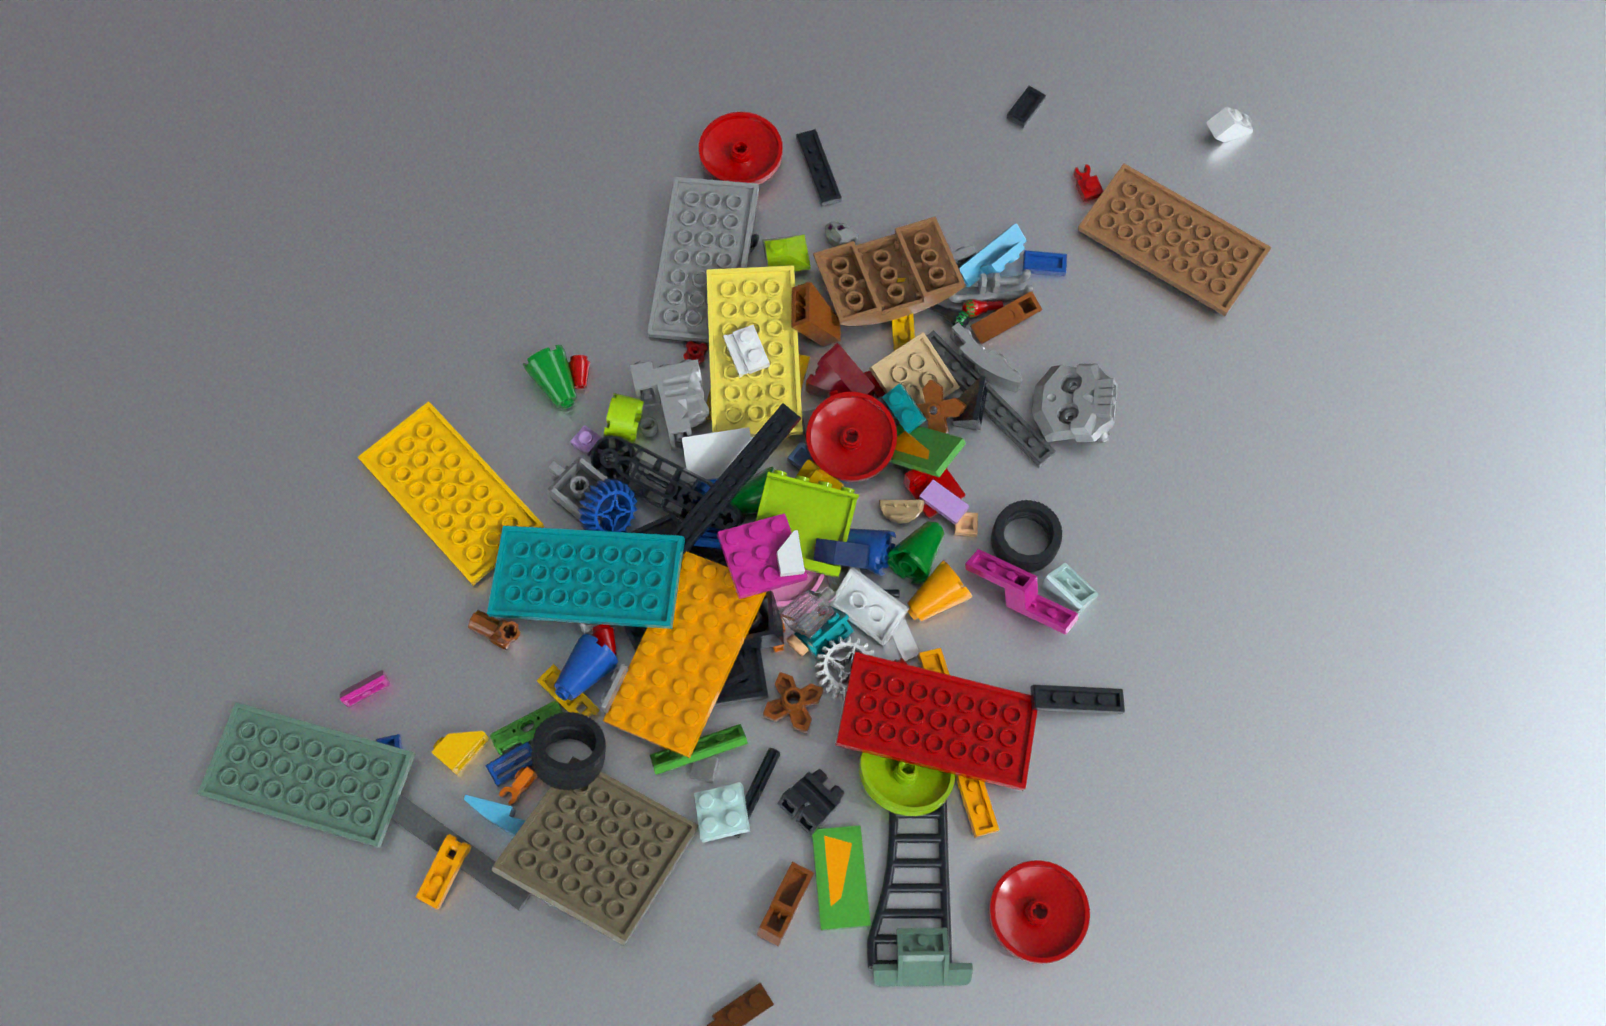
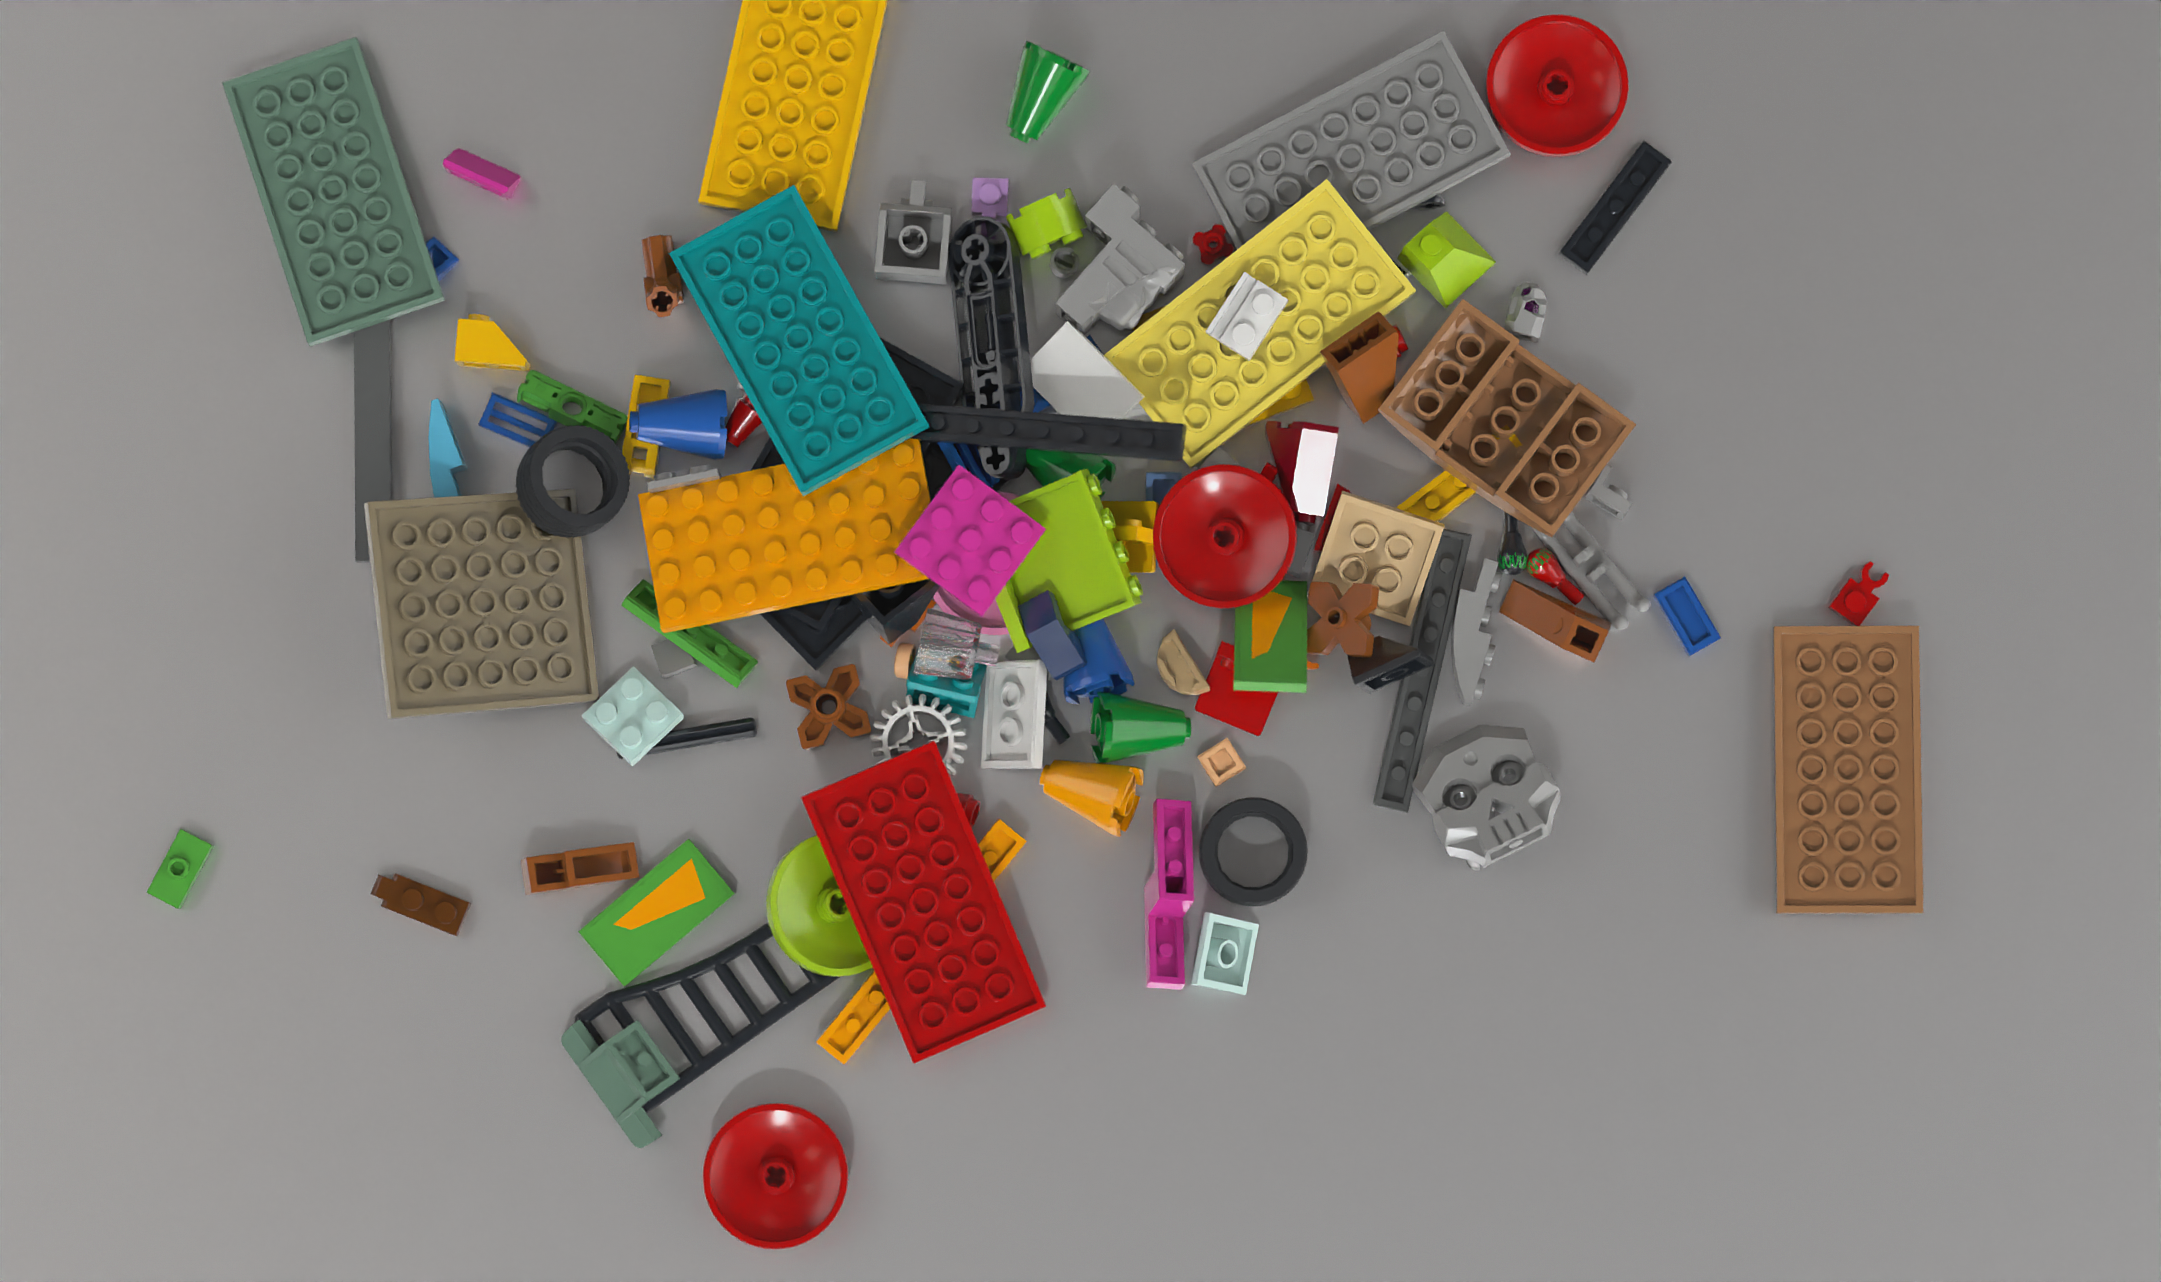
camera: 60 degrees right, 15 degrees up
(443, 872) = (334, 441): light orange plate -> none
(524, 779) = (507, 452): orange plate -> none
(579, 370) = (1077, 115): red cone -> none
(612, 512) = (897, 297): blue gear -> none
(790, 556) = (988, 578): white tile -> none
(814, 799) = (726, 814): black hips -> none
(904, 408) = (1314, 576): teal plate -> none
(905, 641) = (1008, 792): white sticker -> none
(944, 502) = (1226, 716): lavender tile -> none
(994, 255) = (1640, 543): medium azure bracket -> none
(1026, 106) = (1927, 427): black tile -> none
(1077, 699) = (1078, 1055): black tile -> none
(1229, 125) = (2100, 735): white slope -> none

